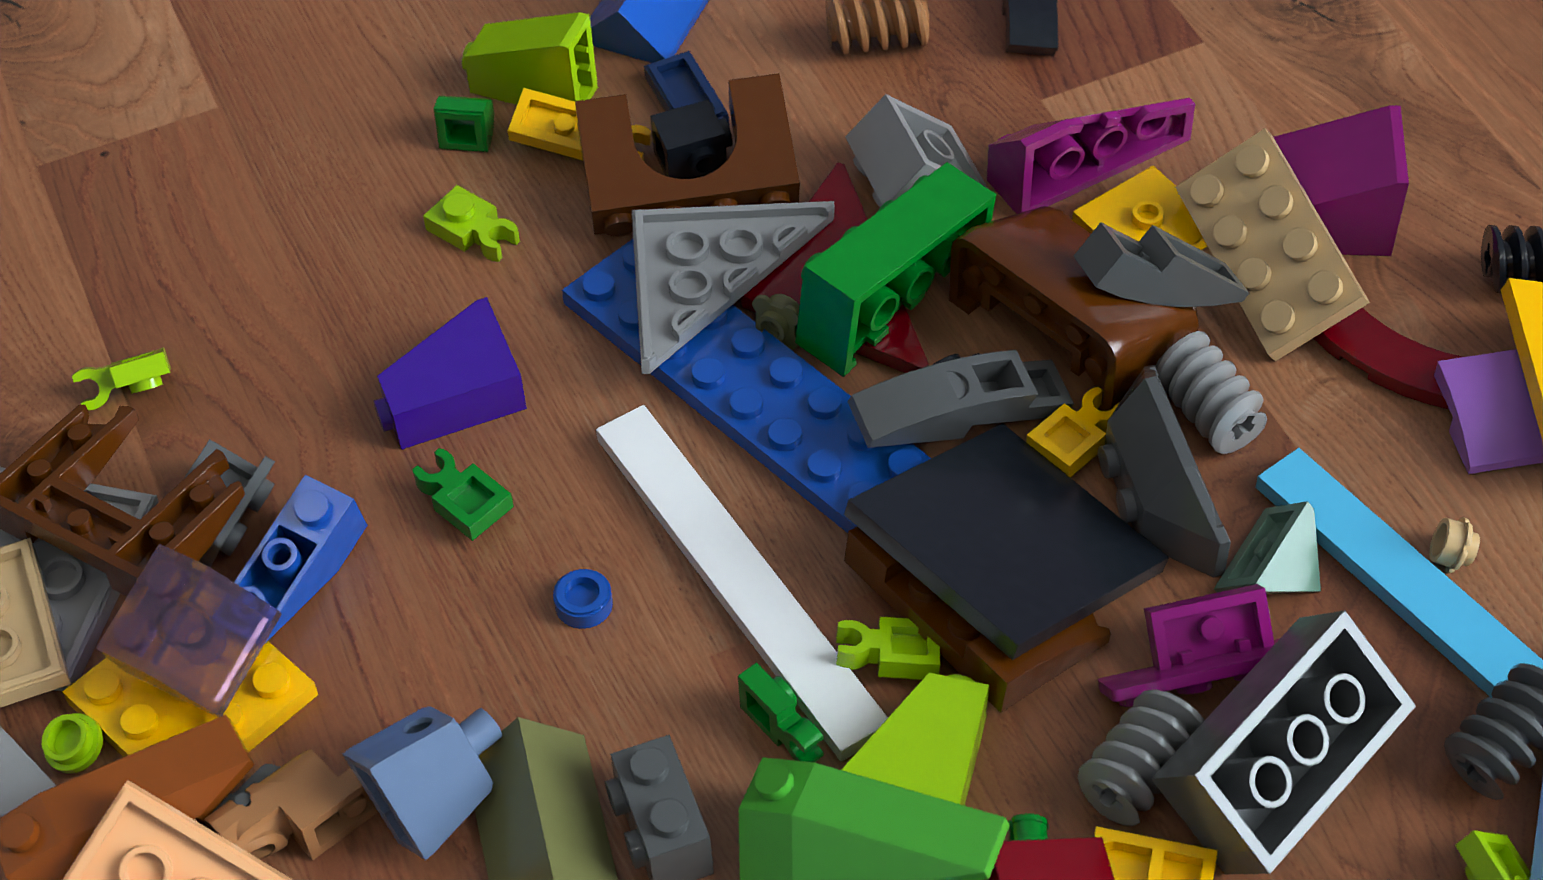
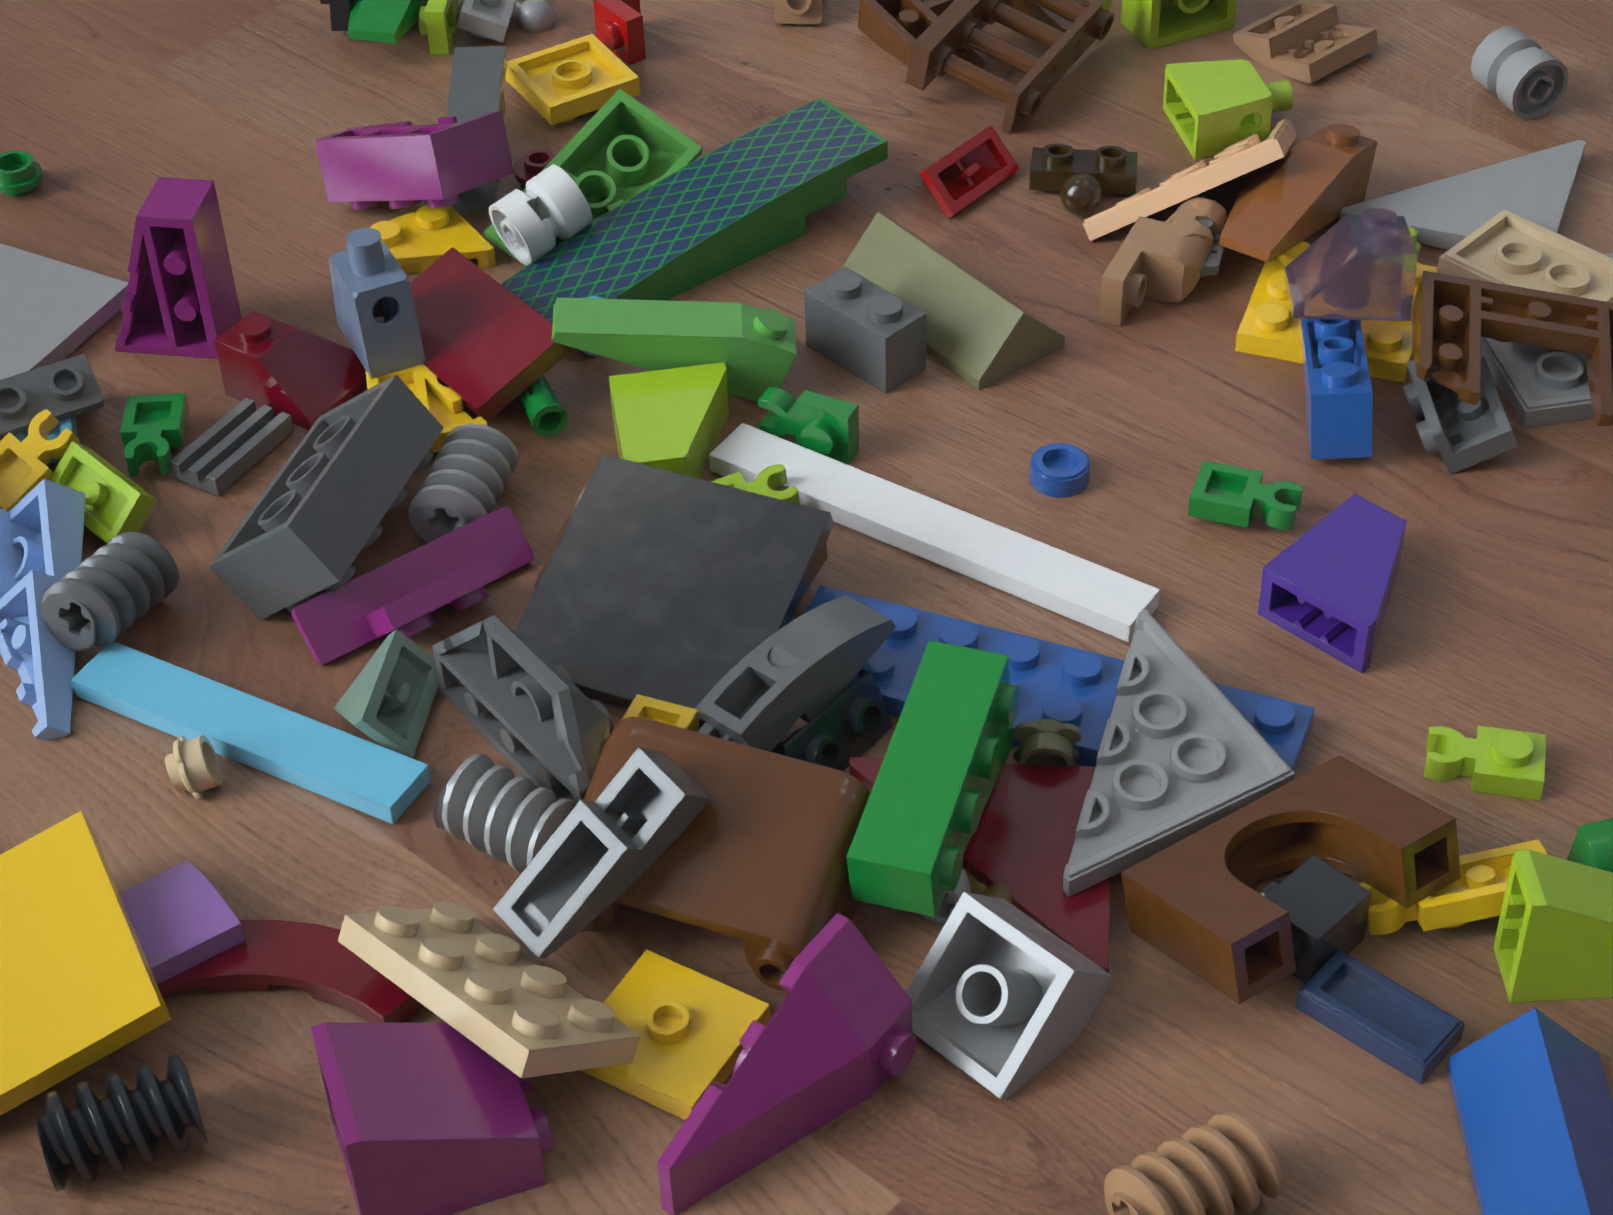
camera: 155 degrees right, 10 degrees down
(426, 774) = (1058, 276): sand blue torso -> none

